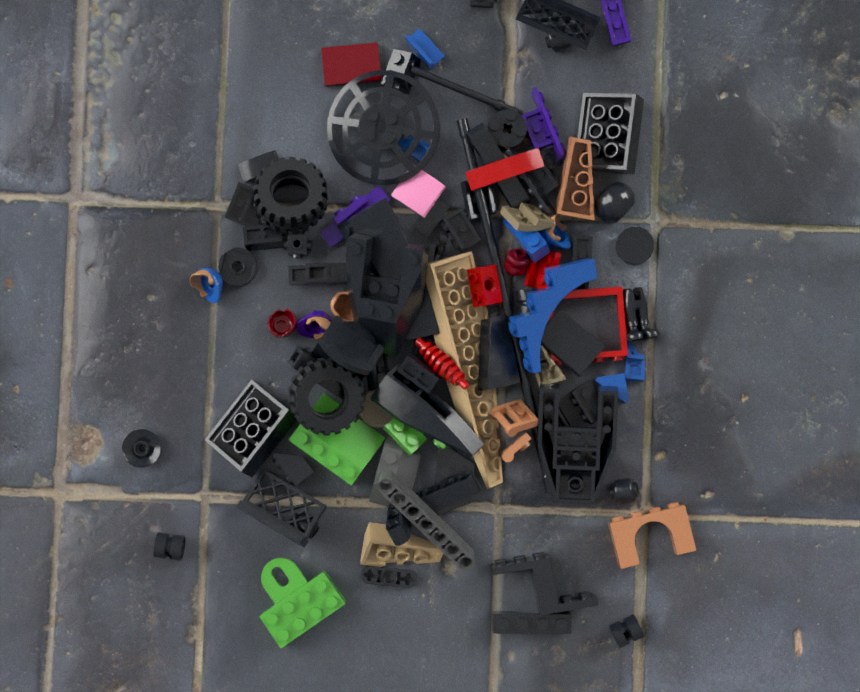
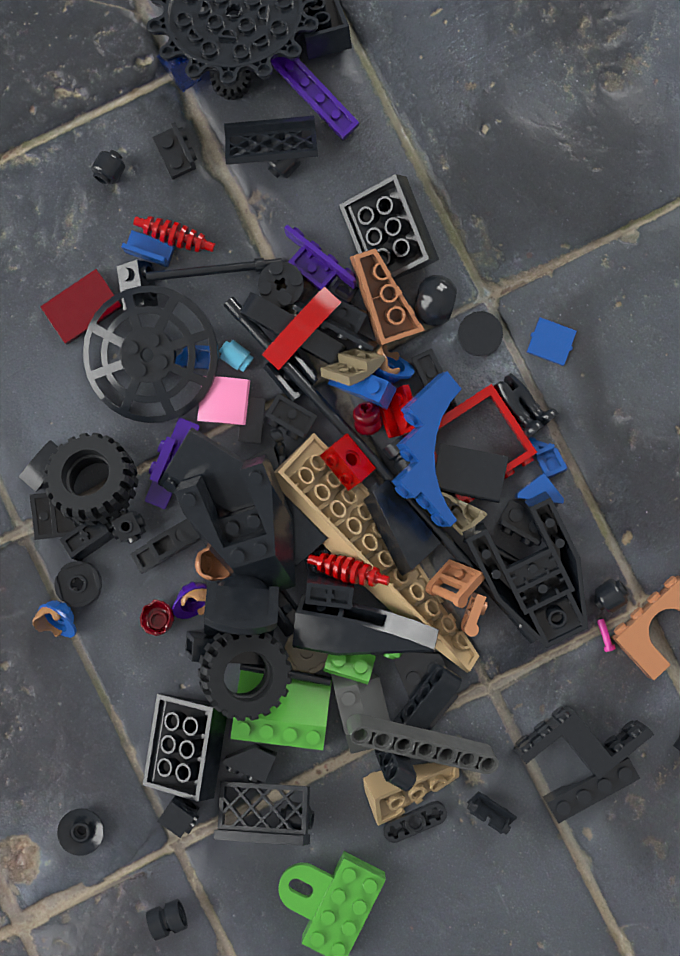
camera: 25 degrees left, 0 degrees up
(221, 475) = (179, 816): none -> black brick
(363, 423) = (296, 675): none -> black bar
(433, 31) = (174, 234): none -> red piece
(445, 162) = (235, 355): none -> medium azure brick
(445, 593) = (483, 807): none -> black hinge
(602, 527) = (605, 635): none -> dark pink piece
(684, 280) = (551, 341): none -> blue piece

